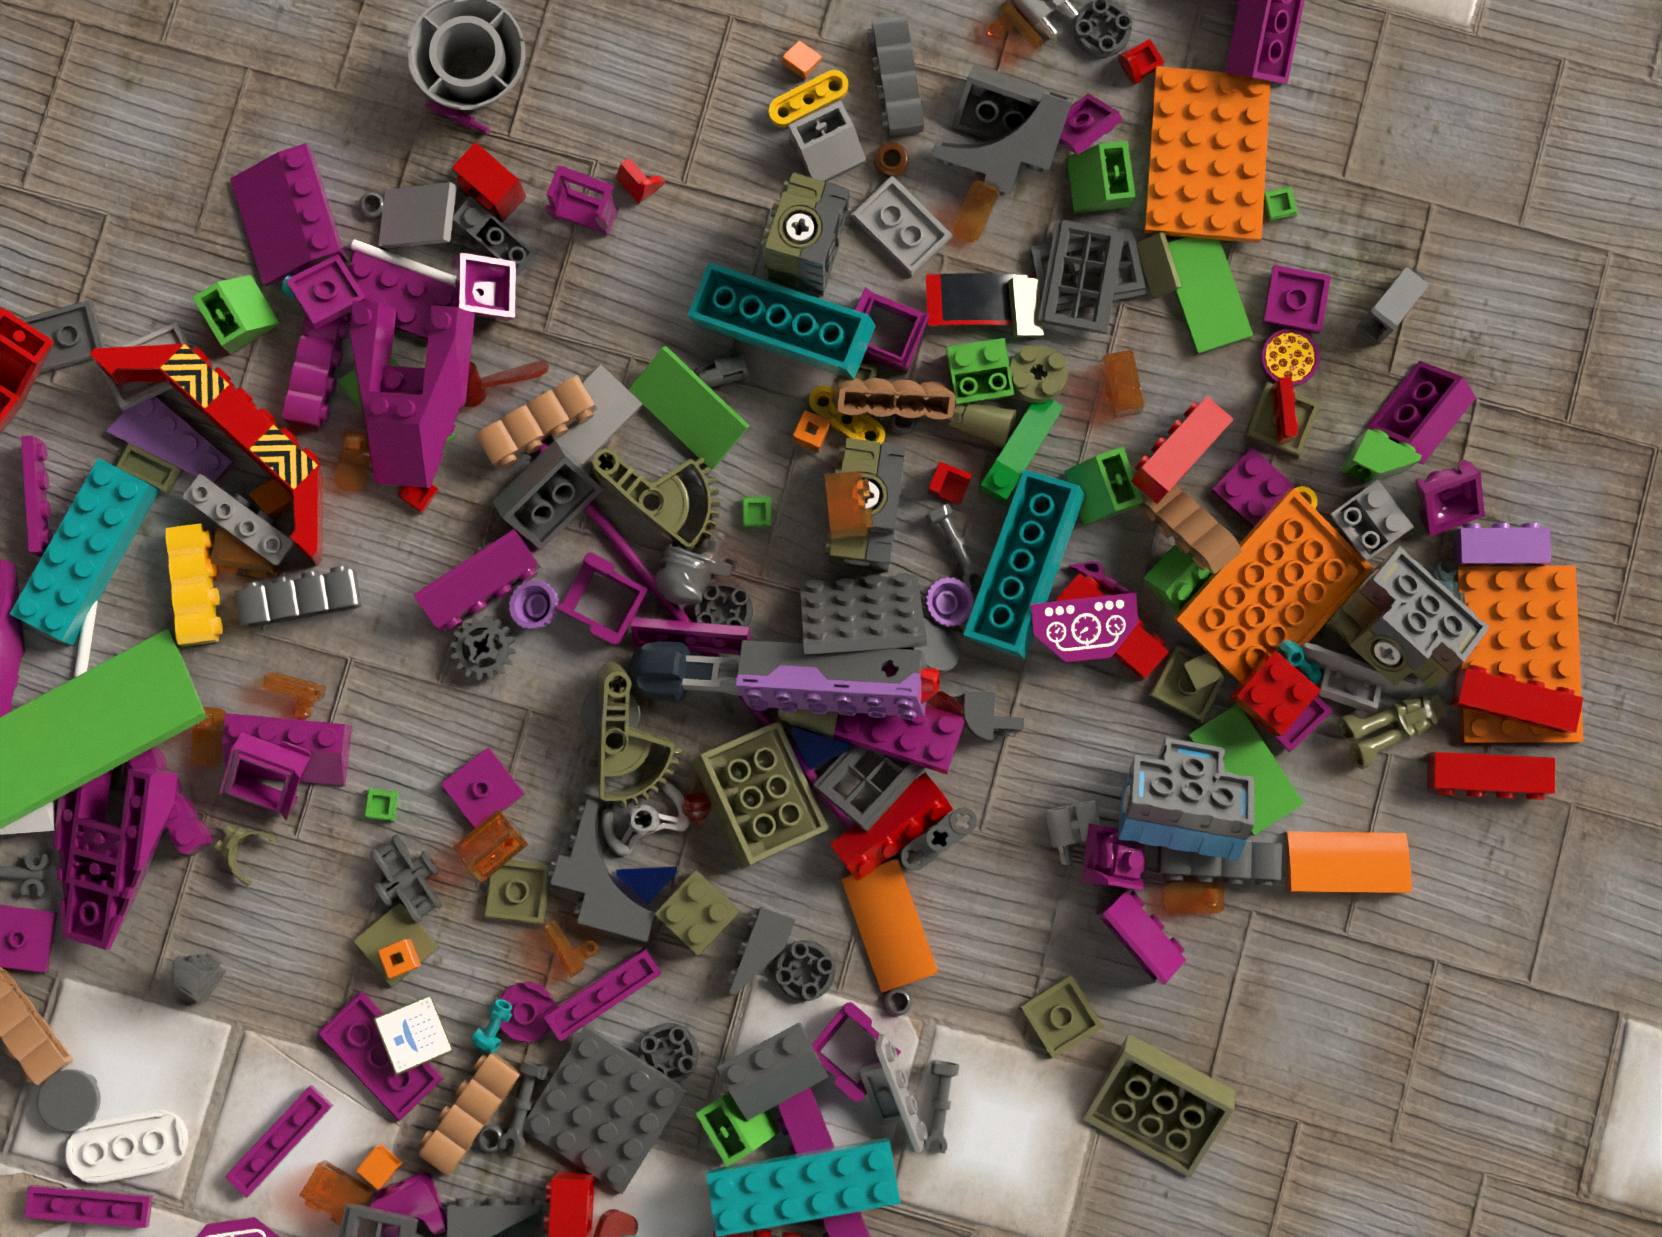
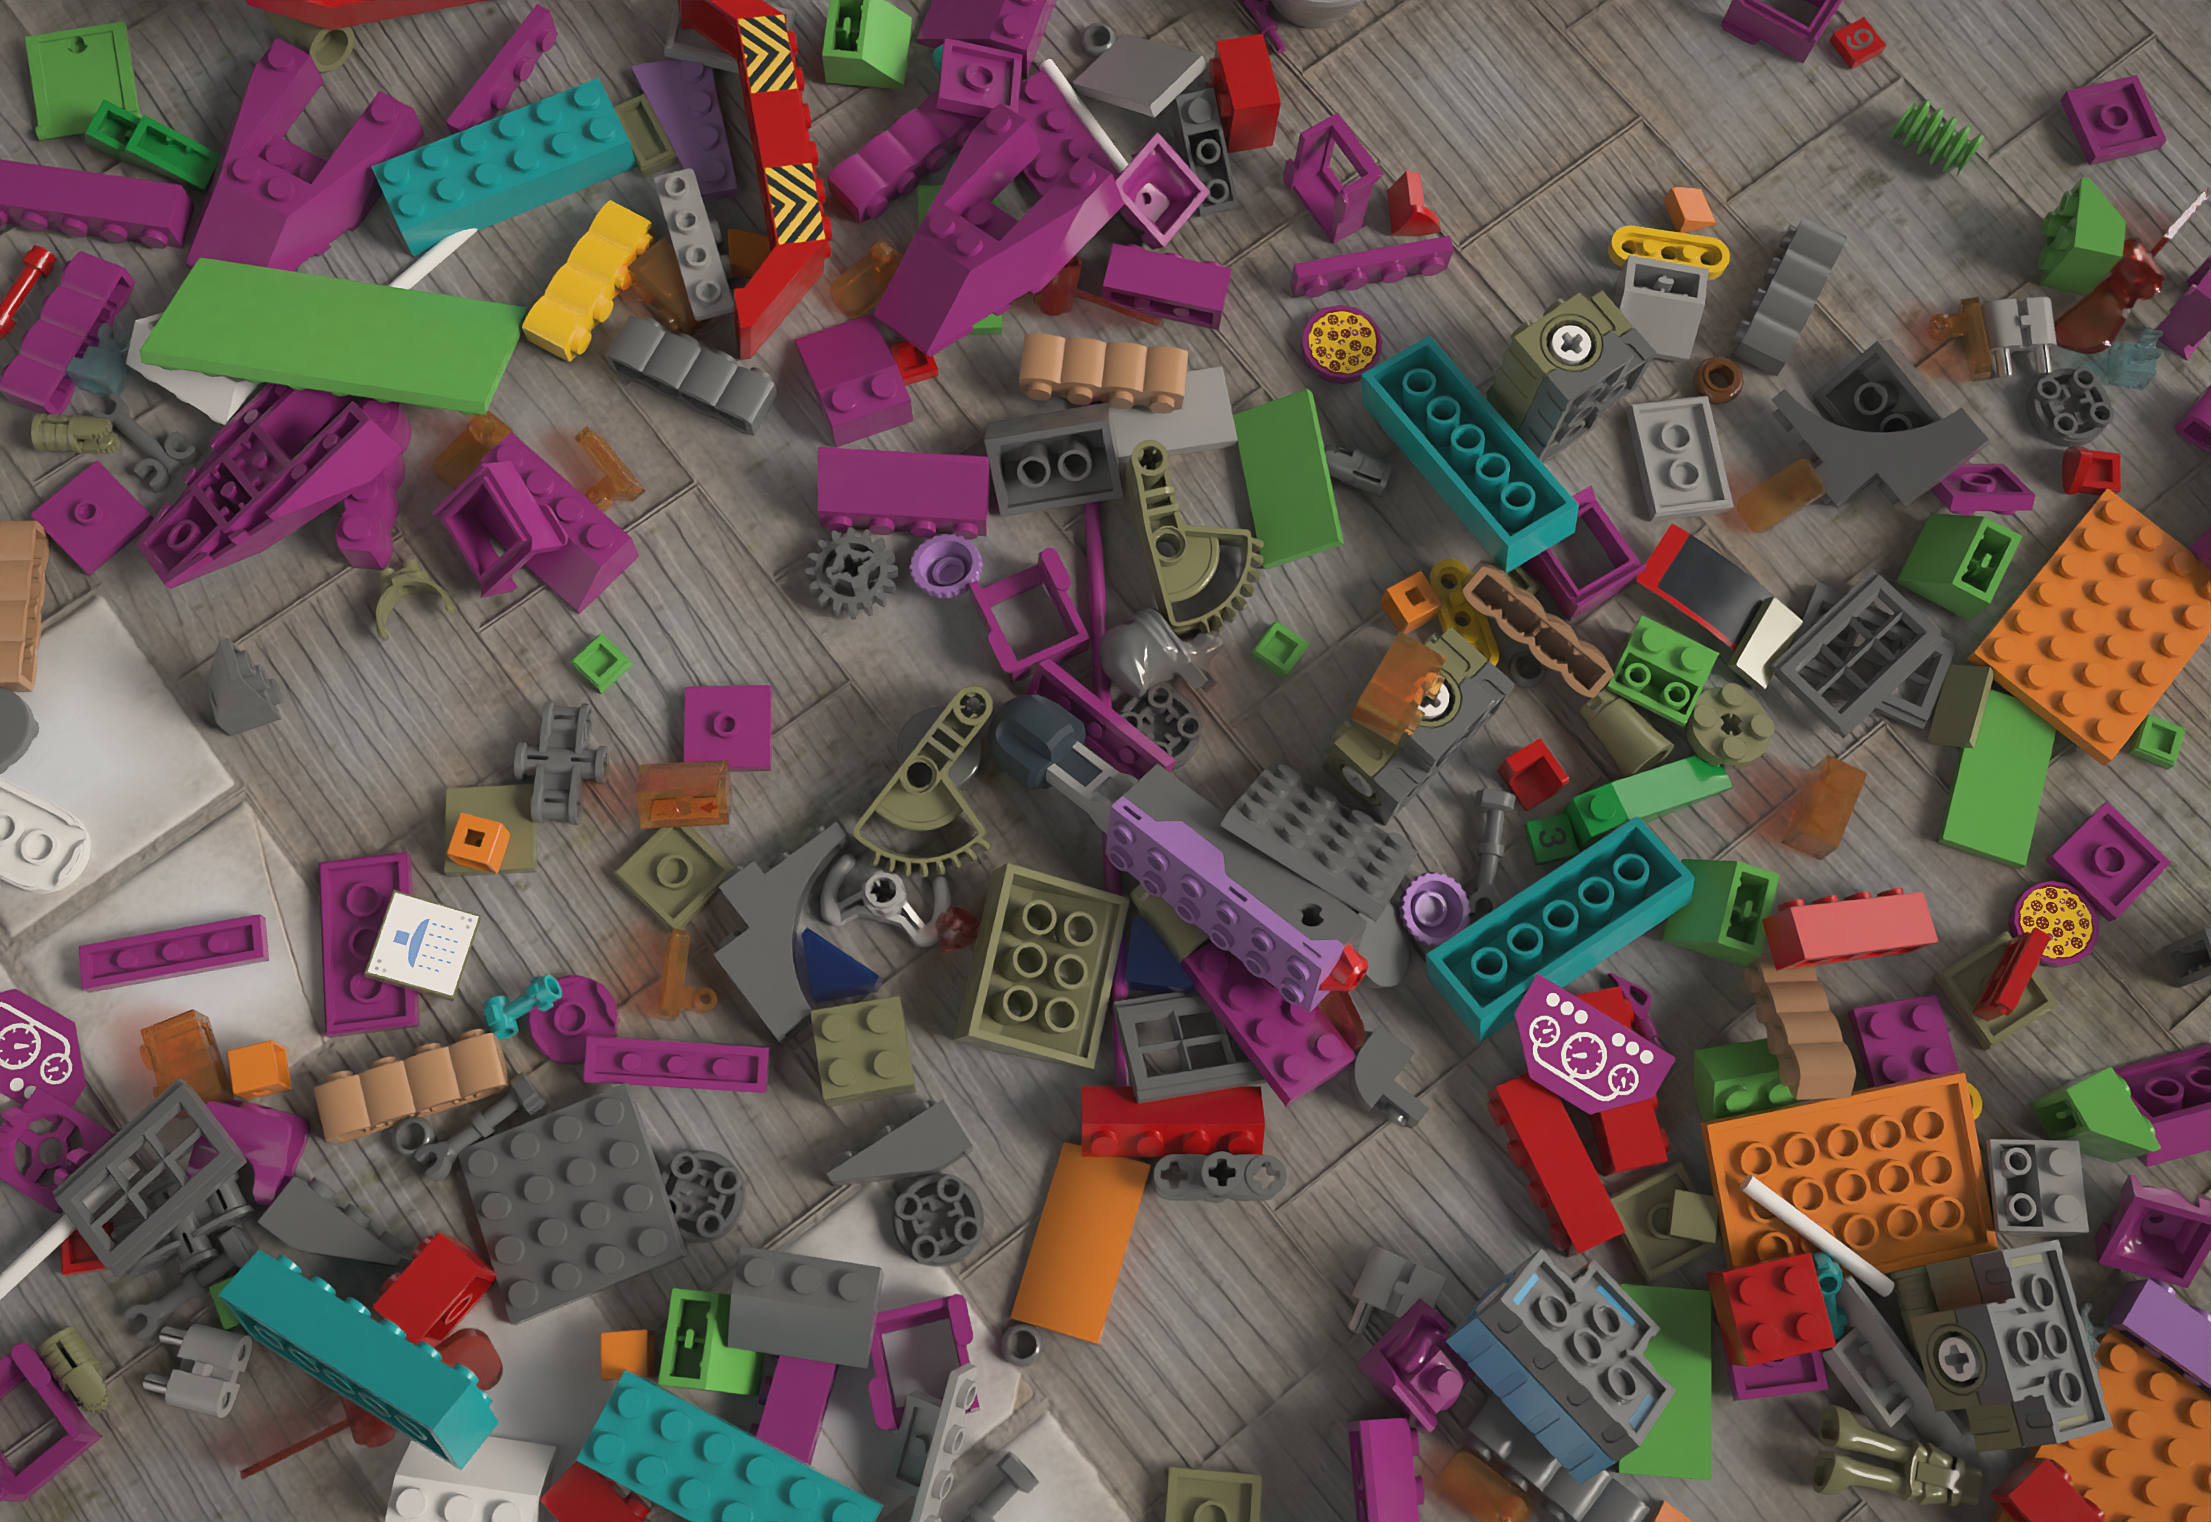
camera: 30 degrees right, 10 degrees down
(392, 529) = (855, 380): none -> magenta slope
(531, 337) = (1167, 285): none -> magenta brick
(635, 245) = (1371, 266): none -> magenta plate
(658, 297) = (1341, 344): none -> tile
(696, 1163) = (627, 1351): none -> orange piece
(984, 512) = (1551, 839): none -> green tile
(1112, 696) = (1556, 1165): none -> red brick
(1273, 634) = (1817, 1235): none -> white bar

